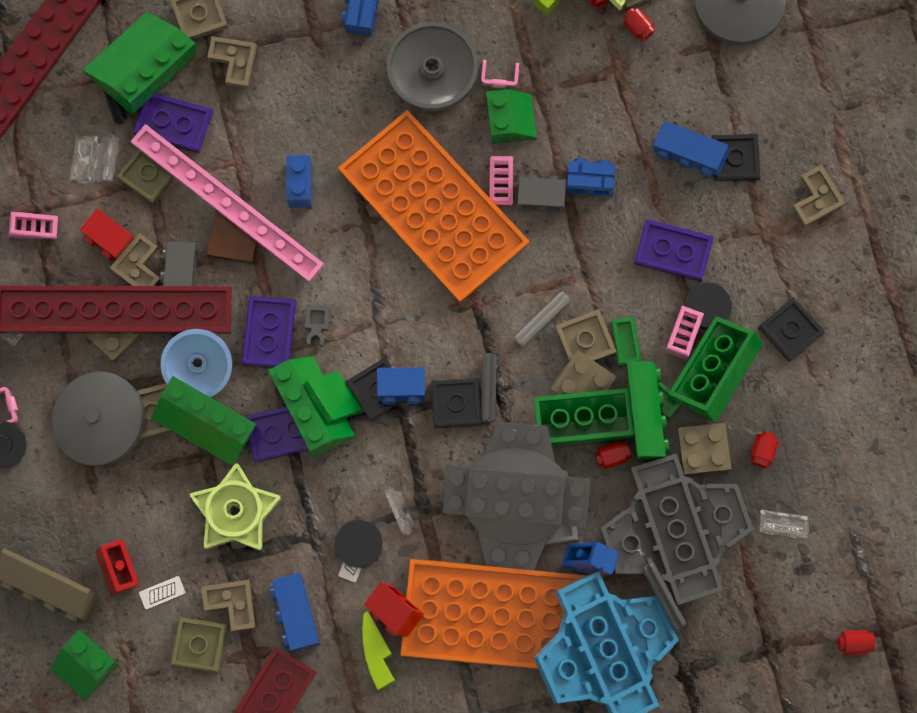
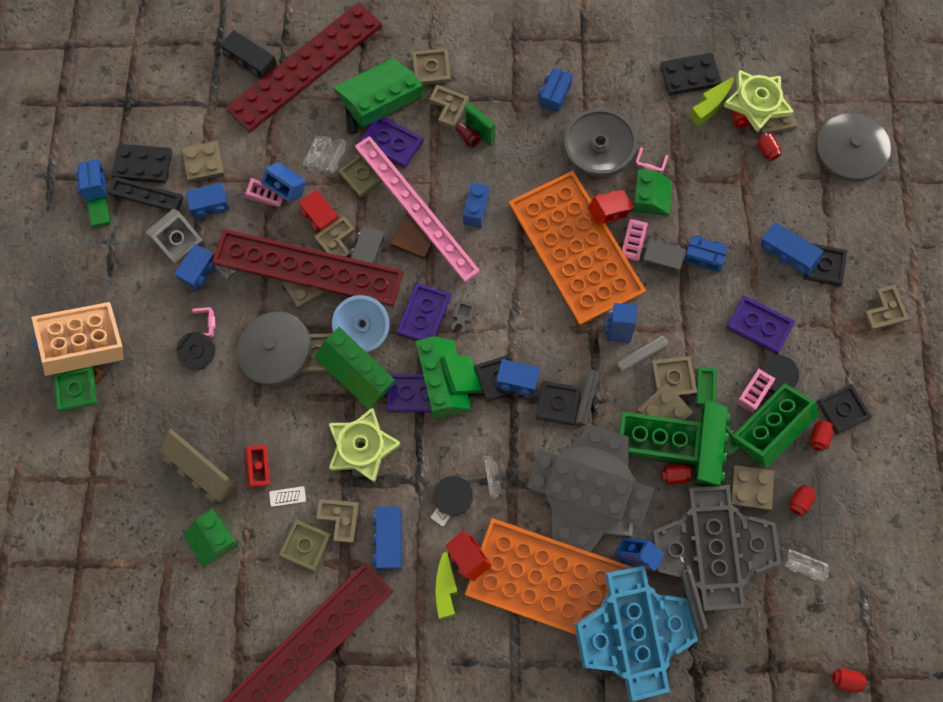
camera: 15 degrees right, 5 degrees down
(53, 207) = (283, 182): none -> blue brick
(268, 93) = (469, 136): none -> dark red cone
(278, 77) = (480, 123): none -> green tile
(463, 146) = (610, 207): none -> red brick
(508, 290) = (621, 322): none -> blue brick
(771, 368) = (821, 435): none -> red brick

